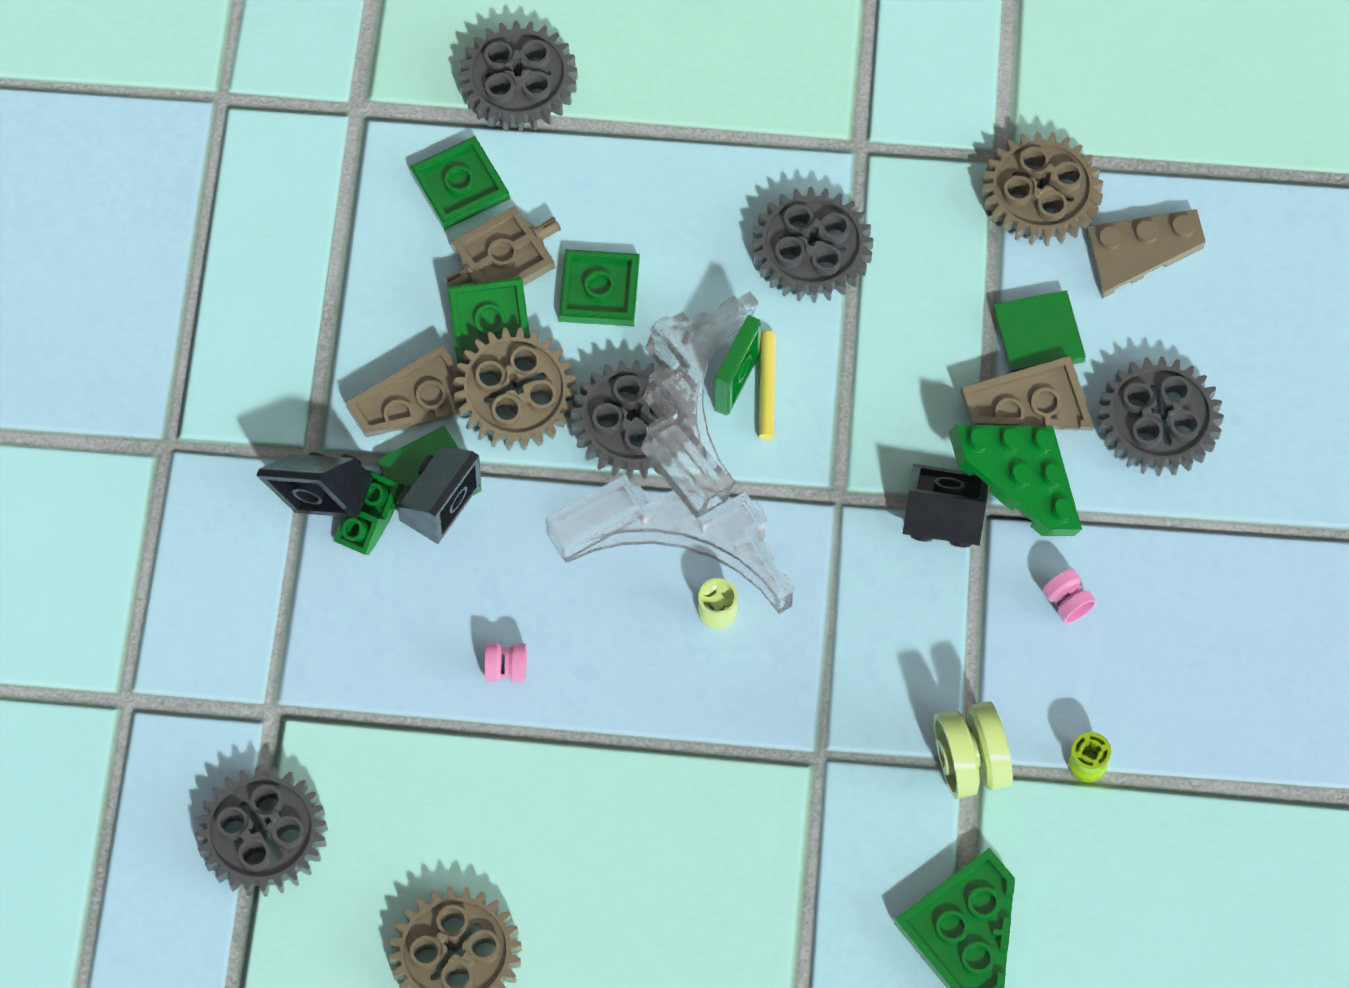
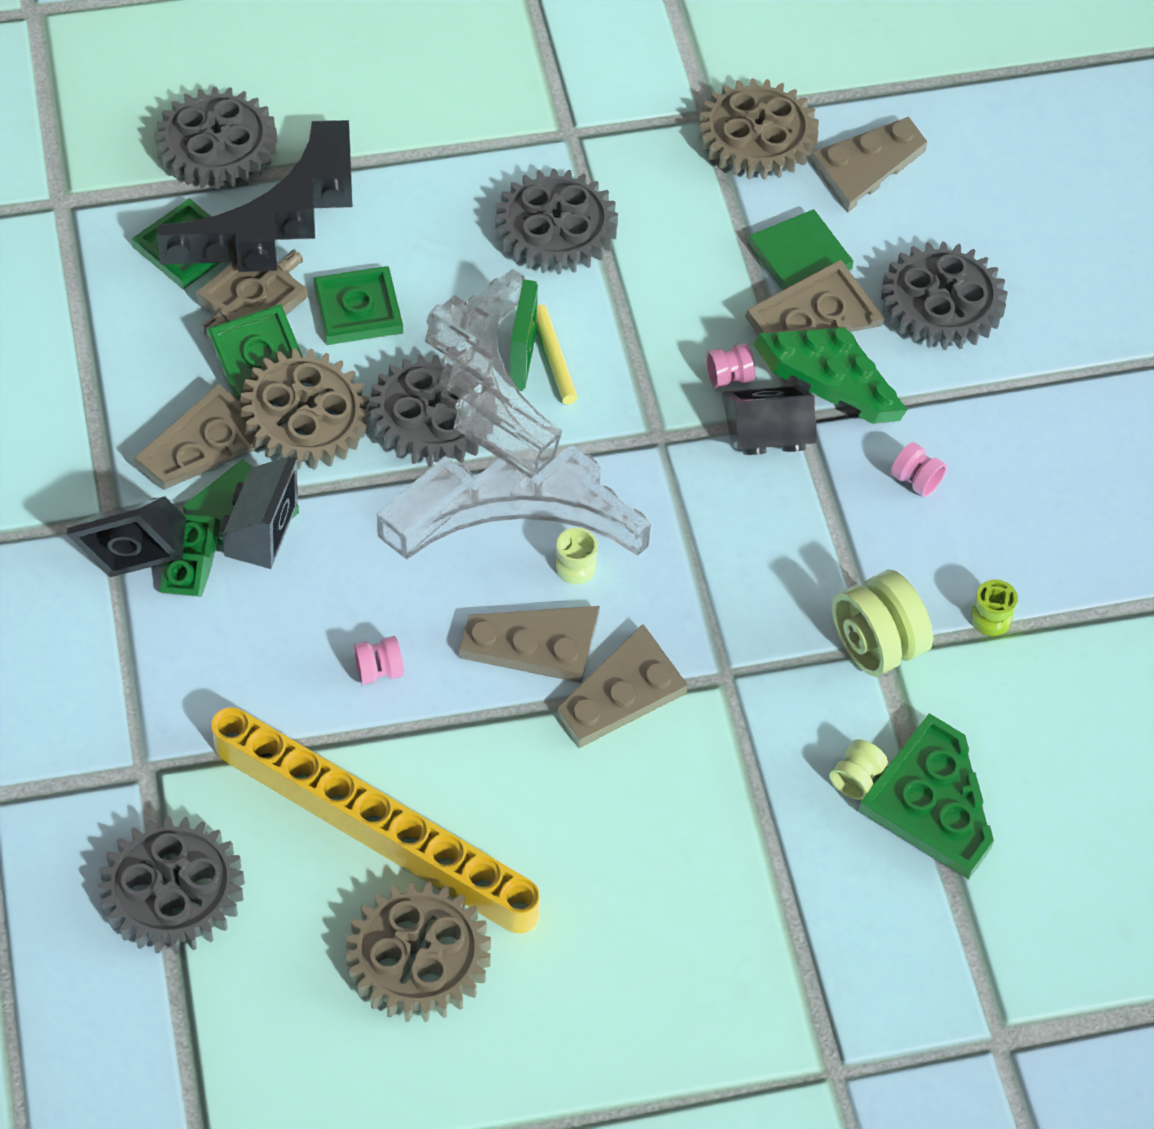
camera: 20 degrees left, 10 degrees down
(460, 833) = (383, 835): none -> yellow beam
(558, 178) = (283, 213): none -> black arch
(654, 677) = (533, 641): none -> dark tan wing
(718, 747) = (622, 689): none -> dark tan wing
(907, 884) = (855, 774): none -> yellowish green wheel
(927, 441) = (730, 366): none -> bright pink wheel

